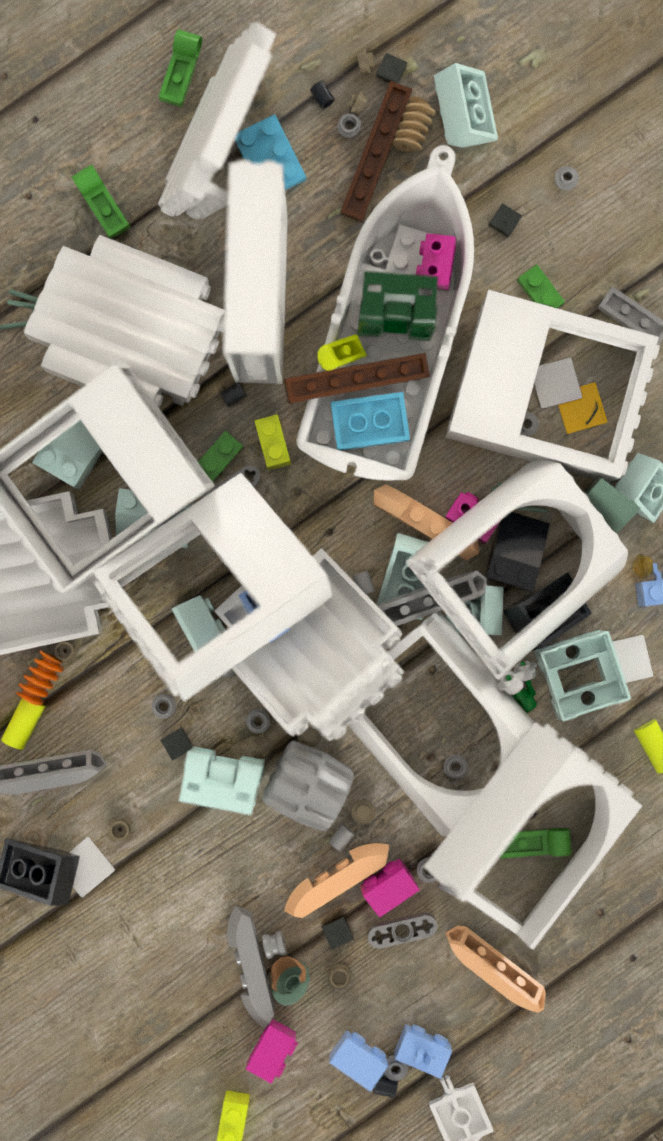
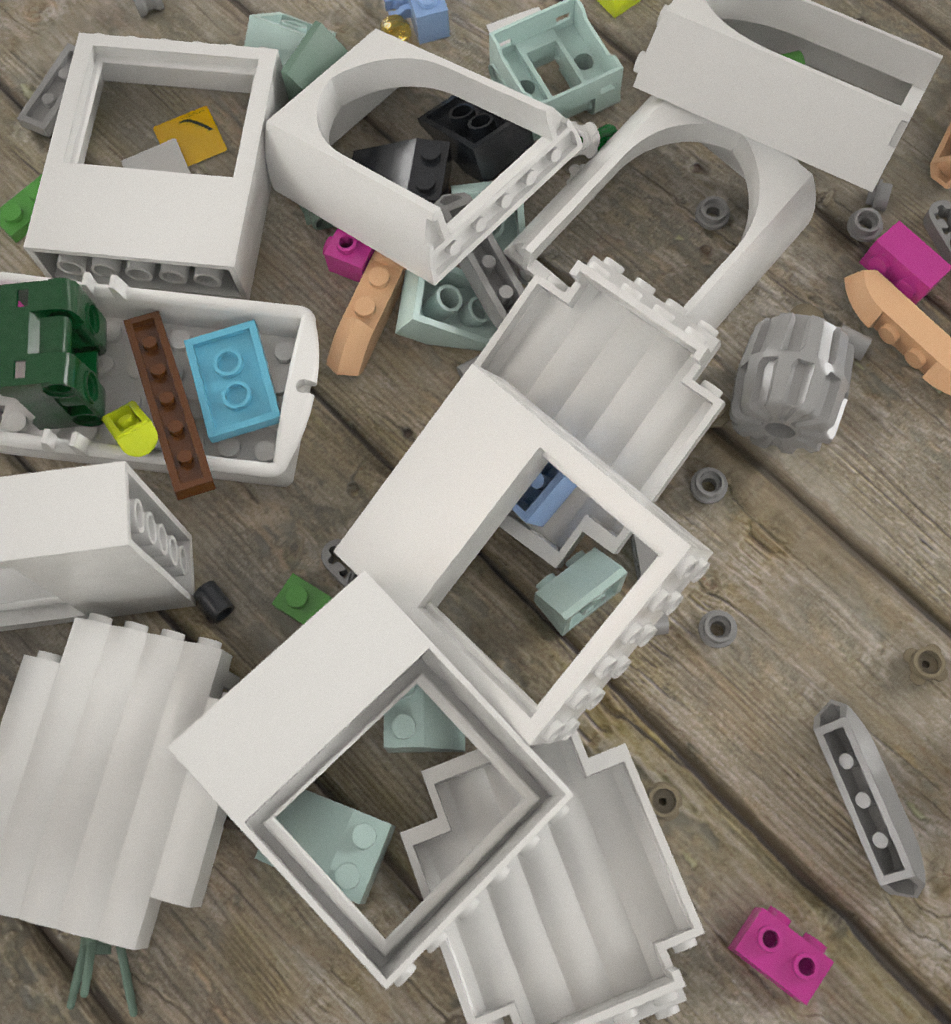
camera: 90 degrees left, 15 degrees down
(22, 724) = (796, 854): neon yellow brick -> none
(40, 679) = (718, 832): orange piece -> none
(176, 743) = (770, 599): pearl dark grey tile -> none
(221, 782) = (809, 497): light aqua piece -> none
(272, 442) = (281, 527): neon yellow brick -> none

